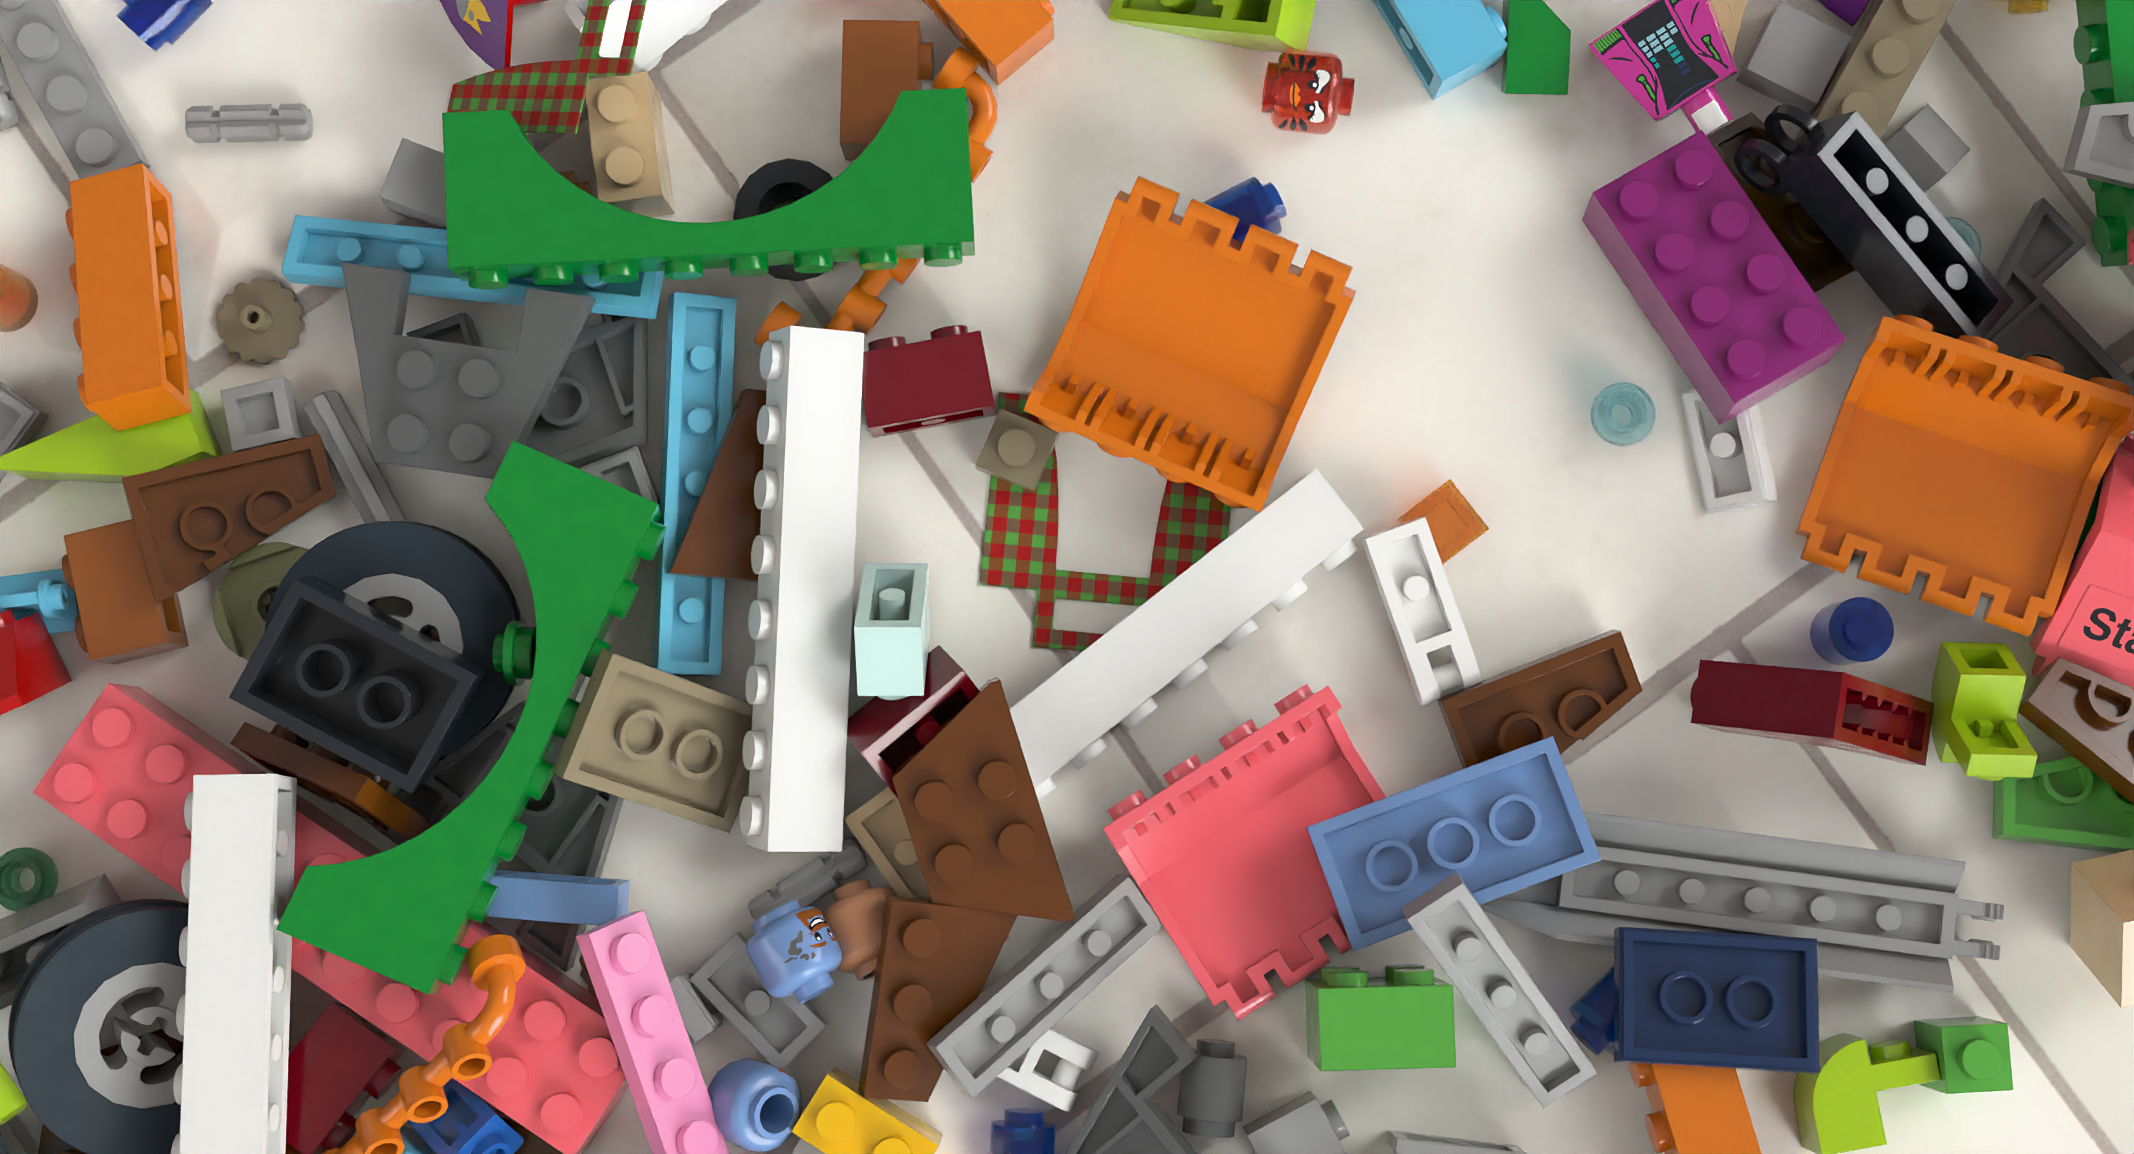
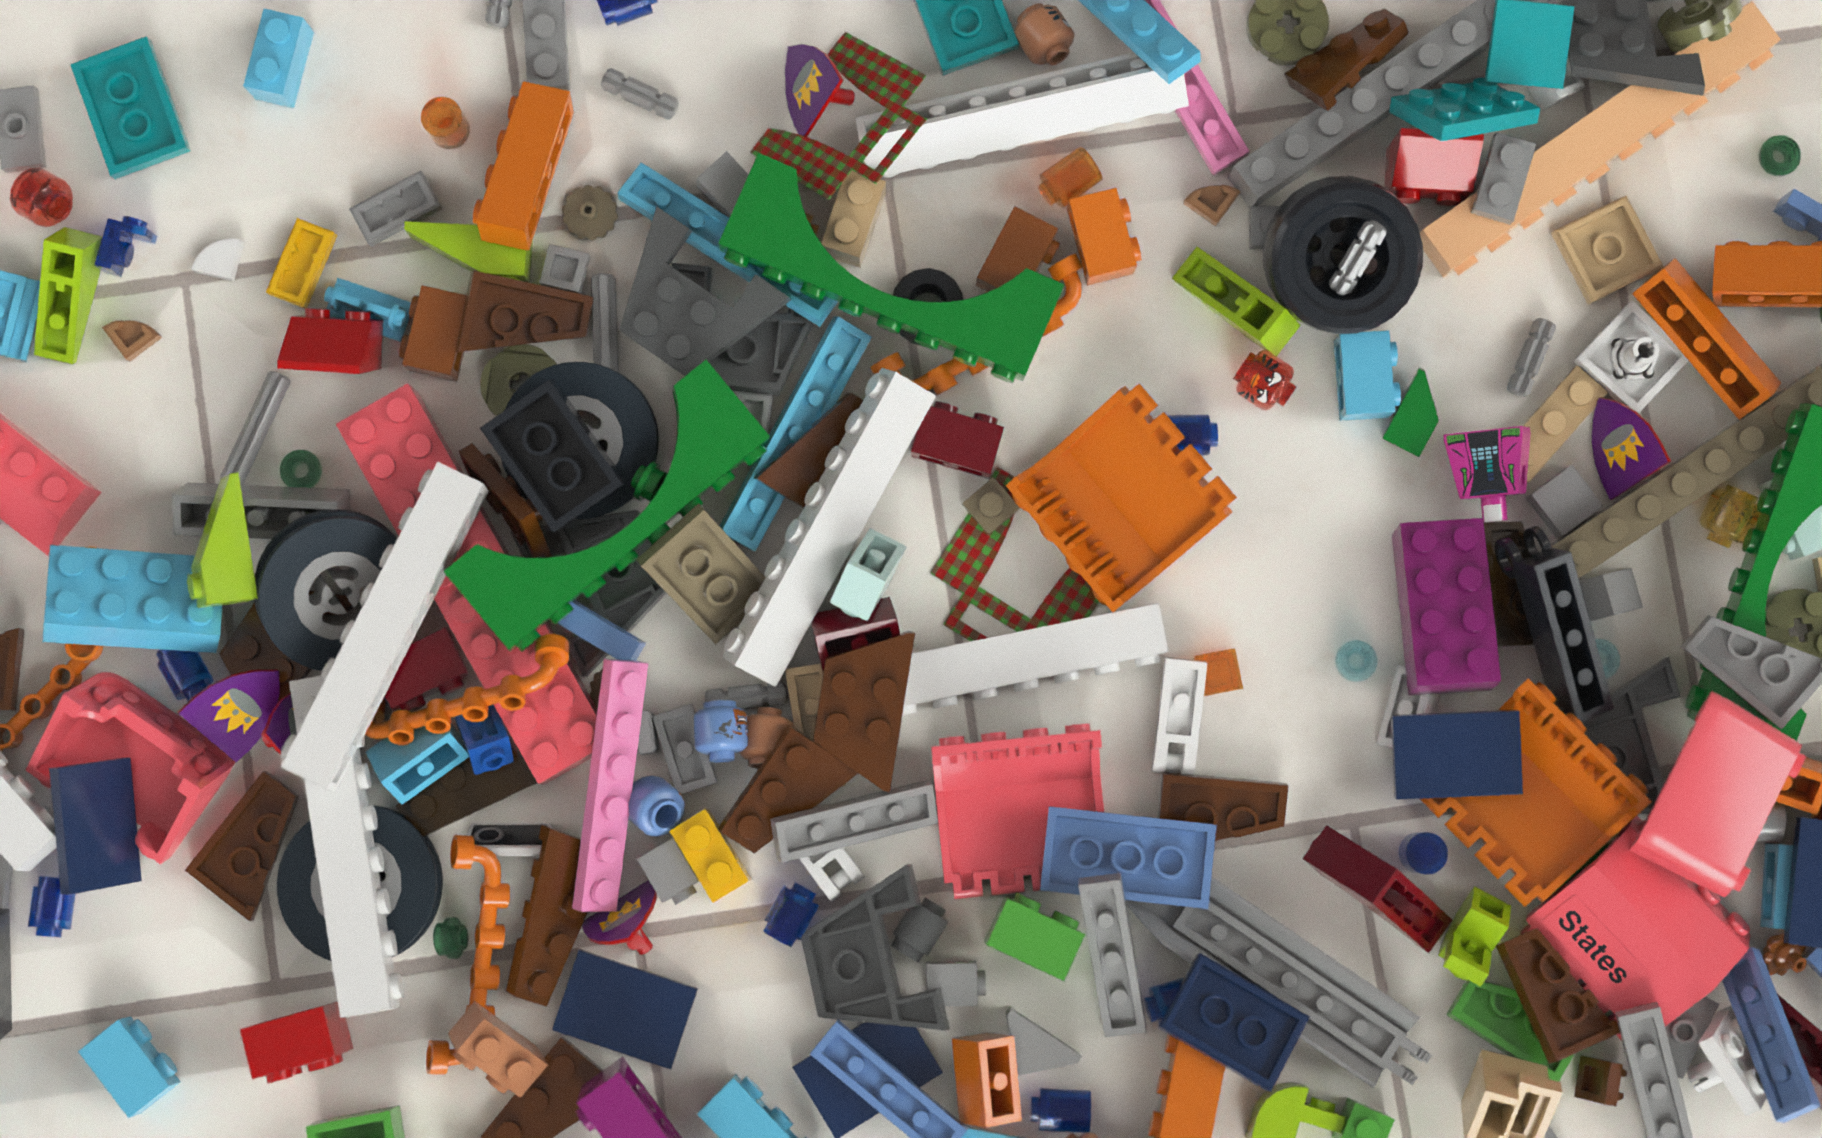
camera: 25 degrees right, 0 degrees up
(1829, 472) = (1457, 754): none -> dark blue tile

